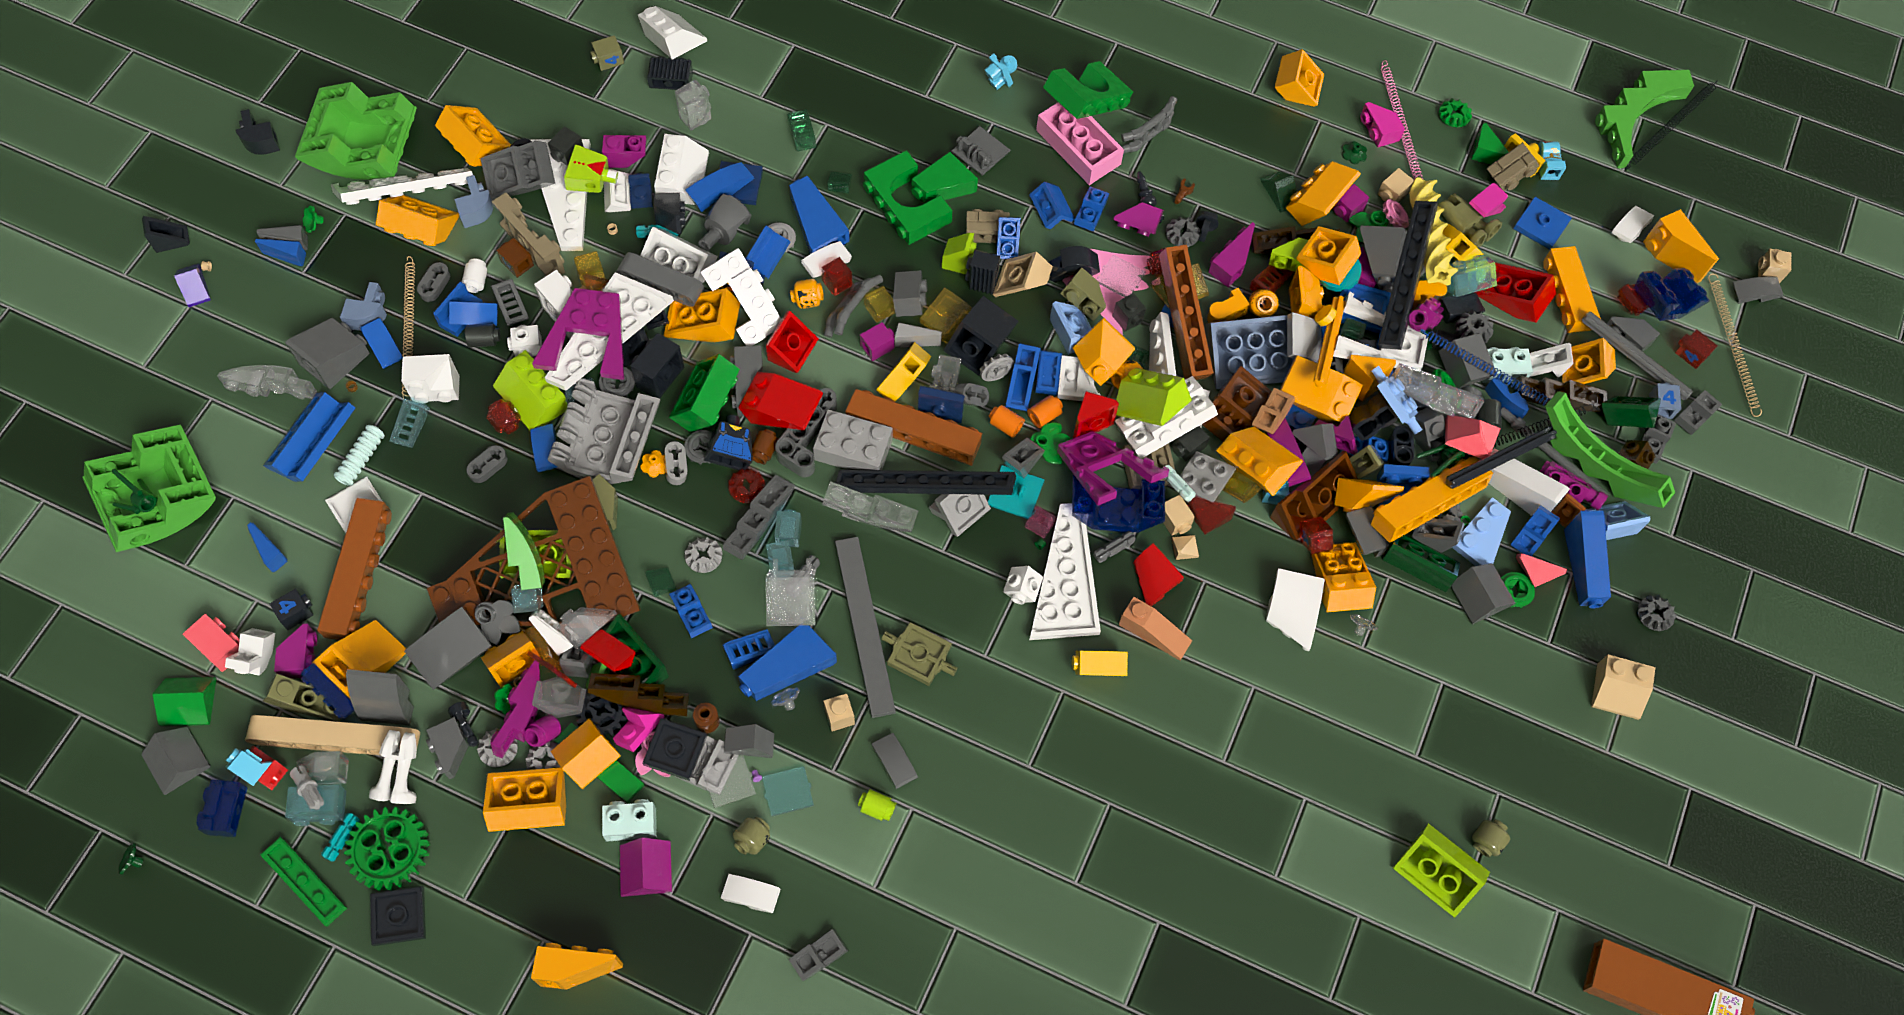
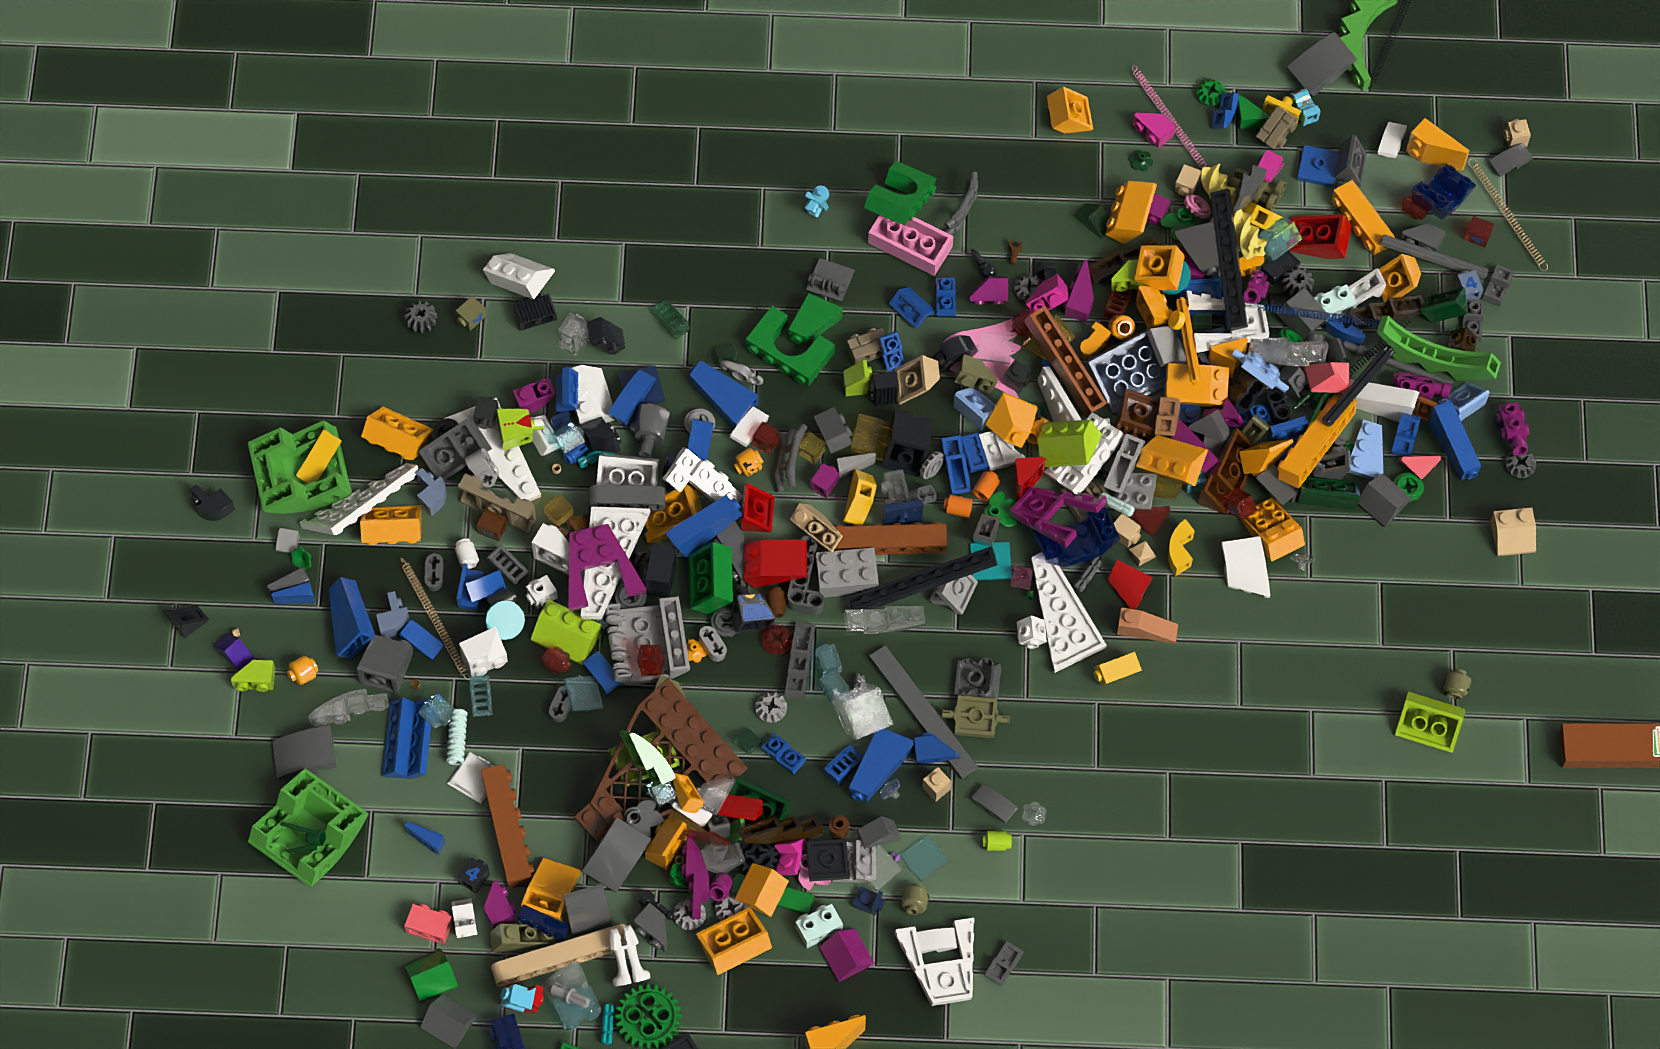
camera: 20 degrees left, 0 degrees up
(196, 314) = (255, 675): none -> lime slope
(199, 410) = (302, 750): none -> dark grey slope
(244, 326) = (302, 670): none -> light orange head
(308, 196) = (287, 540): none -> light grey slope
(318, 292) = (349, 618): none -> blue slope
(347, 419) = (436, 711): none -> clear light blue brick
(380, 127) = (318, 457): none -> yellow sticker
(473, 354) = (506, 617): none -> tile
(513, 462) = (583, 693): none -> clear light blue piece
(533, 195) = (483, 467): none -> light grey piece
(551, 611) = (687, 794): none -> light orange slope
(557, 38) = (420, 316): none -> dark grey gear
(594, 452) = (650, 660): none -> clear red brick
(634, 220) = (571, 456): none -> blue pin
(636, 200) = (569, 437): none -> clear light blue brick
(656, 152) = (567, 390): none -> blue panel
(700, 815) = (868, 901): none -> dark blue bracket
(721, 335) = (704, 525): none -> blue slope
(724, 118) = (605, 336): none -> black brick
(742, 948) = (945, 980): none -> white wing
(842, 381) = (816, 526): none -> tan slope
(845, 204) = (741, 372): none -> light grey piece
(853, 671) = (932, 749): none -> blue slope
(933, 795) = (1034, 817): none -> clear plant
(941, 613) = (978, 678): none -> dark grey slope
(1201, 242) = (1048, 294): none -> dark pink slope
(1204, 442) = (1124, 463): none -> light grey slope
(1223, 567) = (1178, 557): none -> yellow brick
(1459, 138) = (1224, 115): none -> blue slope
(1460, 210) = (1248, 187): none -> dark grey slope
(1580, 228) = (1351, 161): none -> dark grey slope
(1586, 123) = (1322, 63): none -> dark grey slope
(1663, 569) = (1513, 426): none -> magenta brick

